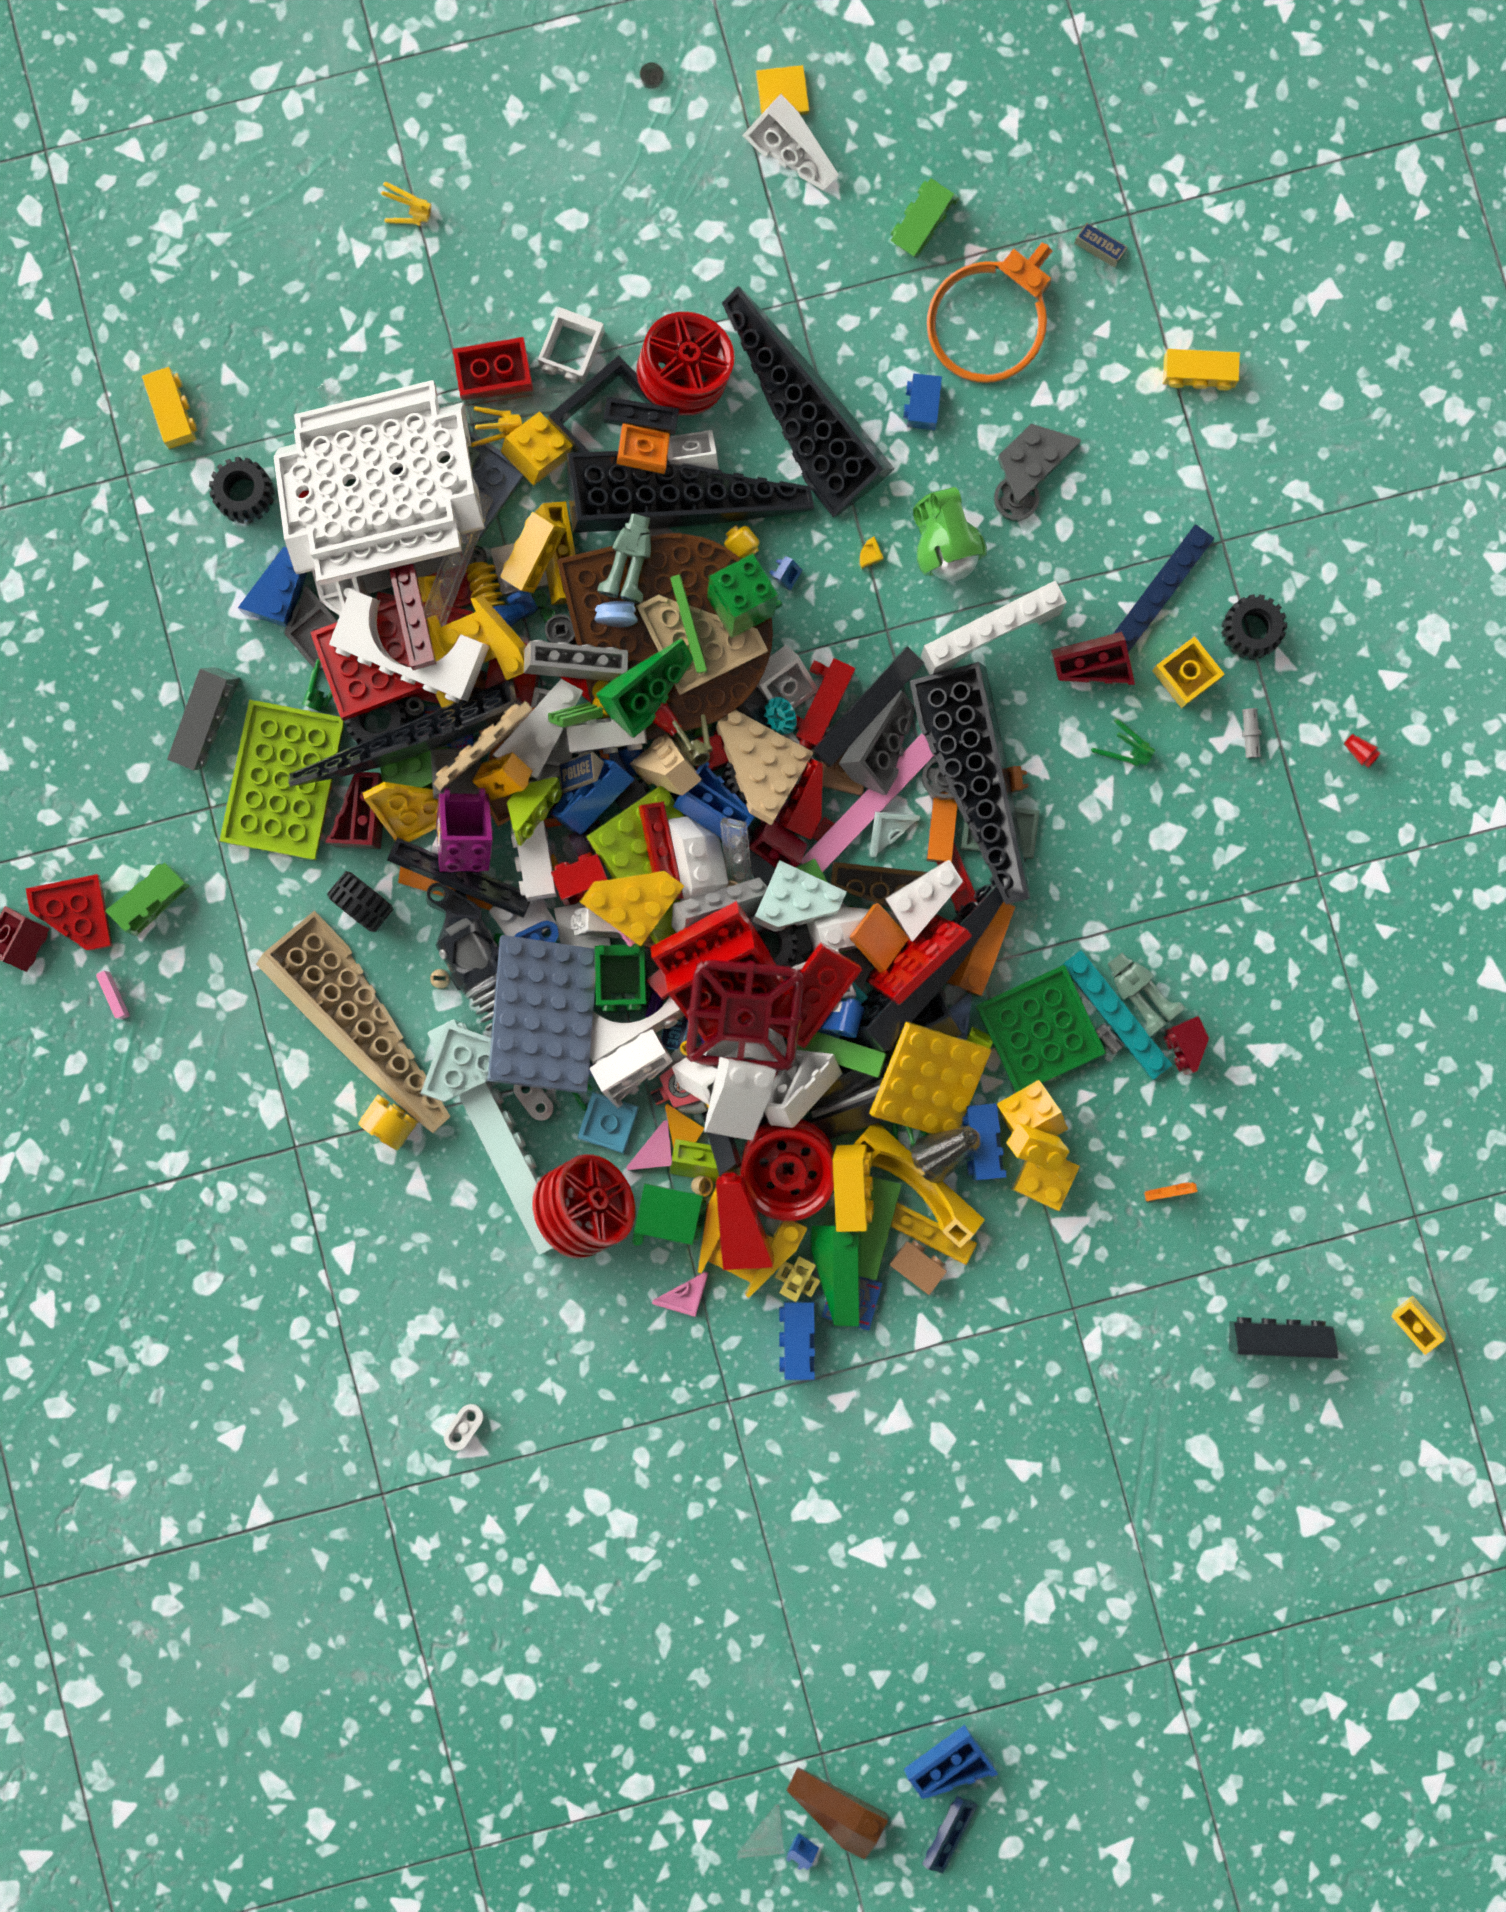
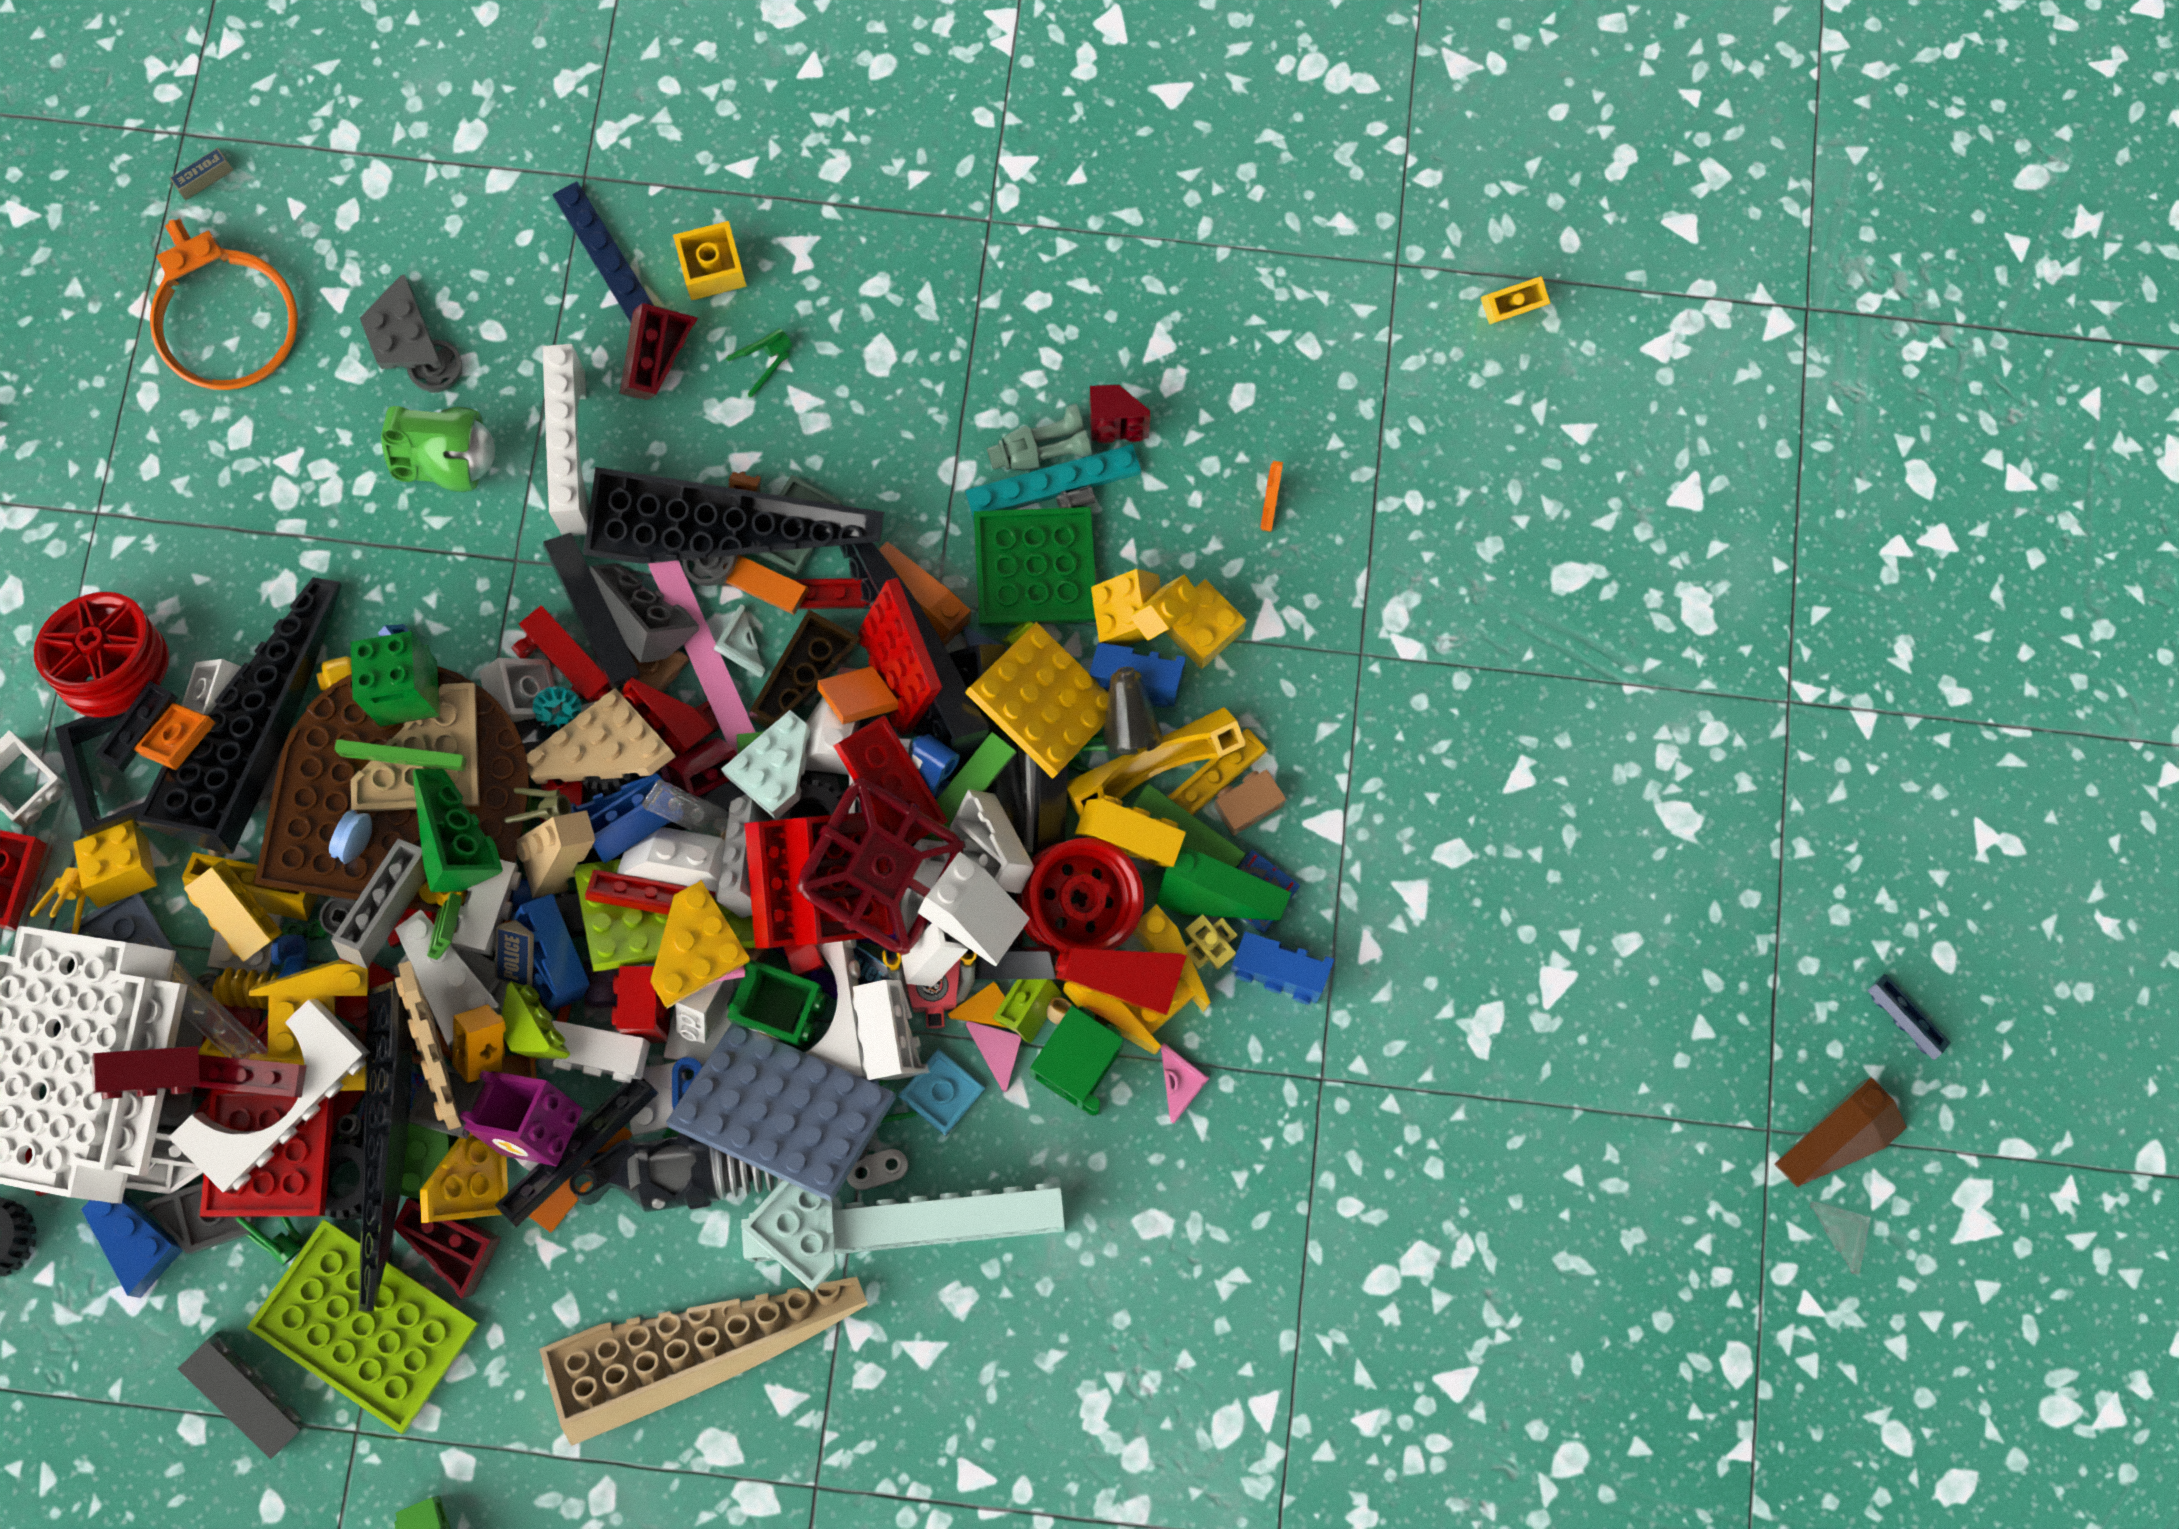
camera: 70 degrees left, 10 degrees down
(360, 901) = (551, 1282): black tyre -> none
(385, 554) = (145, 1071): none -> dark red wedge
(388, 1122) = (832, 1354): yellow brick -> none
(440, 984) = (693, 1229): tan hinge -> none
(464, 1426) = (1235, 1406): white plate -> none
(583, 1206) = (1028, 1150): red wheel -> none
(631, 542) = (276, 785): sand green piece -> none
(664, 719) = (501, 832): red cone -> none
(802, 1852) = (1876, 1194): blue tile -> none
(824, 436) = (255, 543): black wedge -> none
(870, 553) = (421, 543): yellow tile -> none
(923, 217) = (72, 338): bright green wedge -> none
(923, 898) = (833, 625): white wedge -> none
(924, 401) = (278, 419): blue brick -> none
(949, 1764) = (1828, 984): blue wedge -> none
(1201, 369) = (386, 123): yellow brick -> none
(1251, 733) = (805, 225): light grey pin -> none
(1267, 613) = (691, 156): black tyre -> none
(1282, 1339) = (1478, 443): black slope -> none
(1362, 750) = (874, 123): red cone -> none

